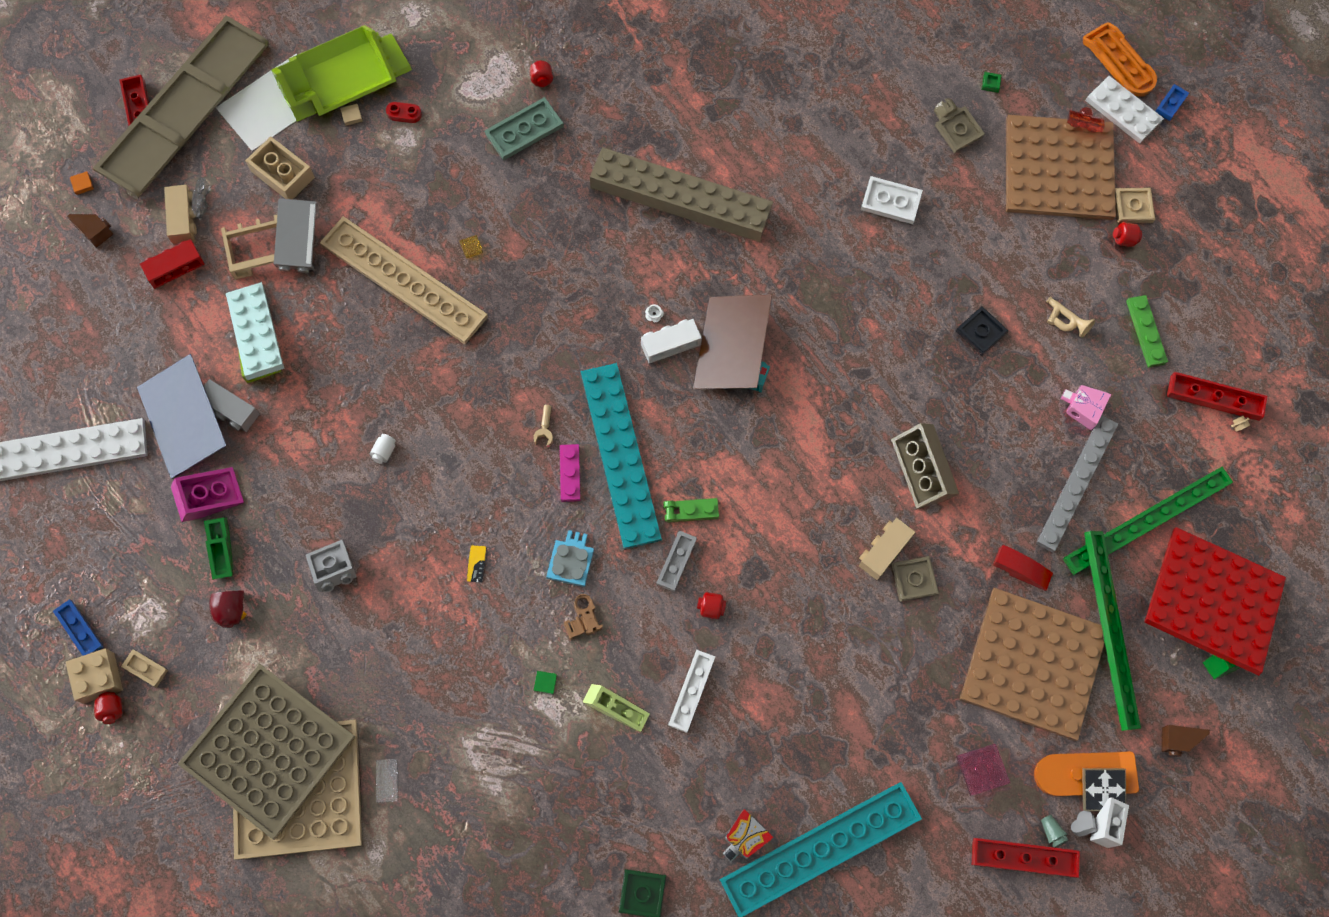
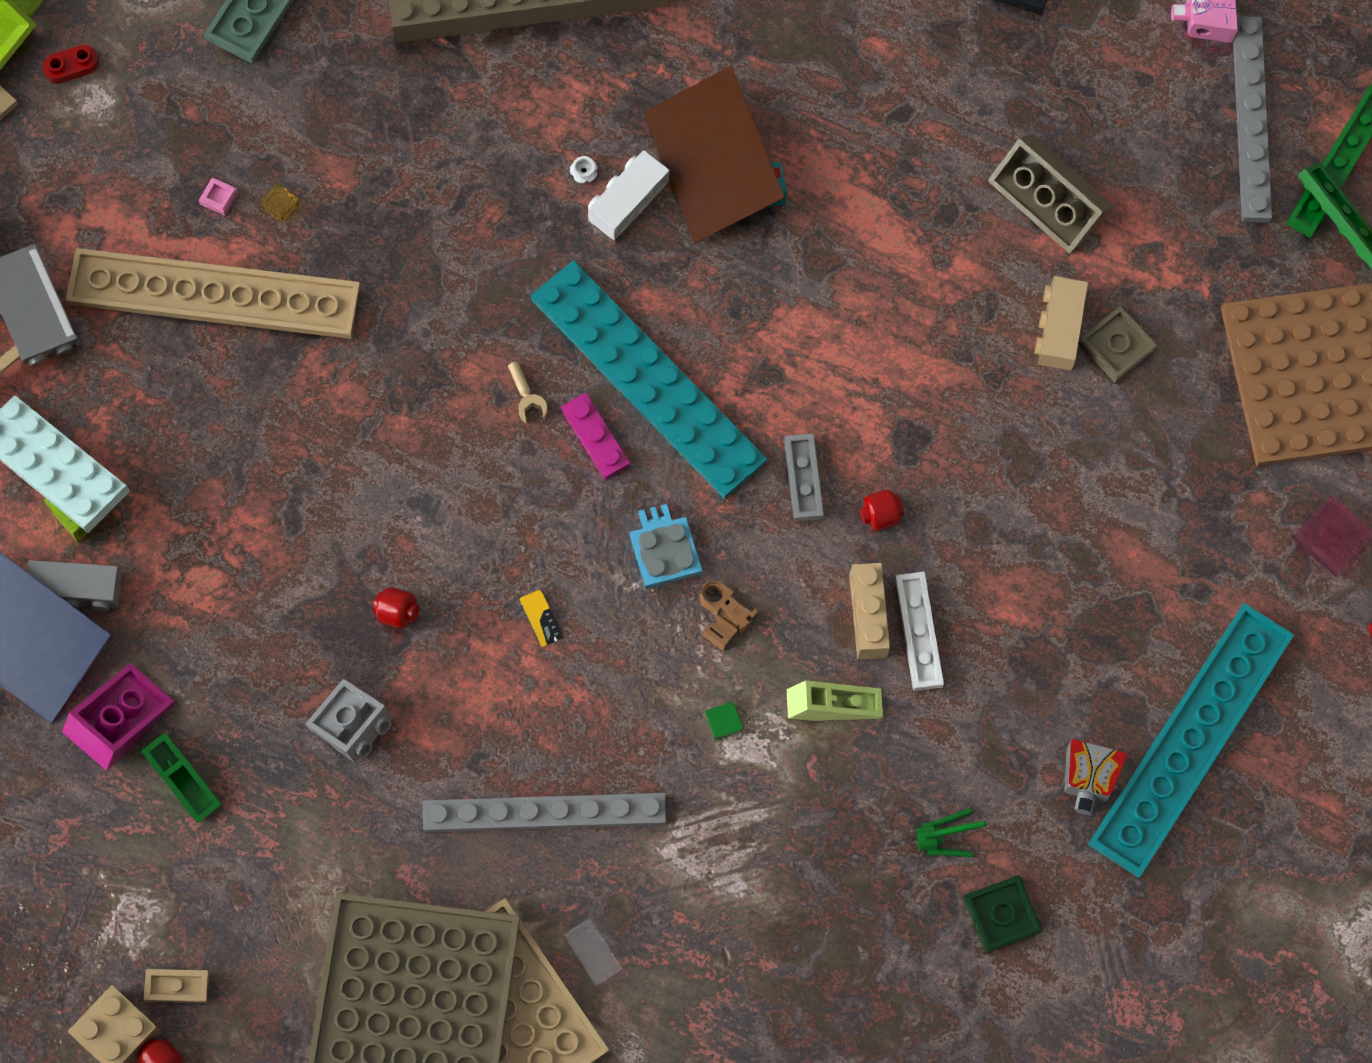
camera: 30 degrees left, 0 degrees up
(78, 628) = (50, 984): blue plate -> none
(227, 608) = (243, 847): dark red piece -> none
(383, 448) = (325, 532): white brick -> none
(395, 513) = (396, 607): none -> red head
(410, 680) = (544, 812): none -> light grey plate
(440, 226) = (218, 196): none -> bright pink tile
(625, 822) = (930, 834): none -> green plant
(668, 663) = (869, 611): none -> tan brick
(691, 510) = (784, 402): bright green plate -> none
(1022, 567) = (1243, 259): red slope -> none

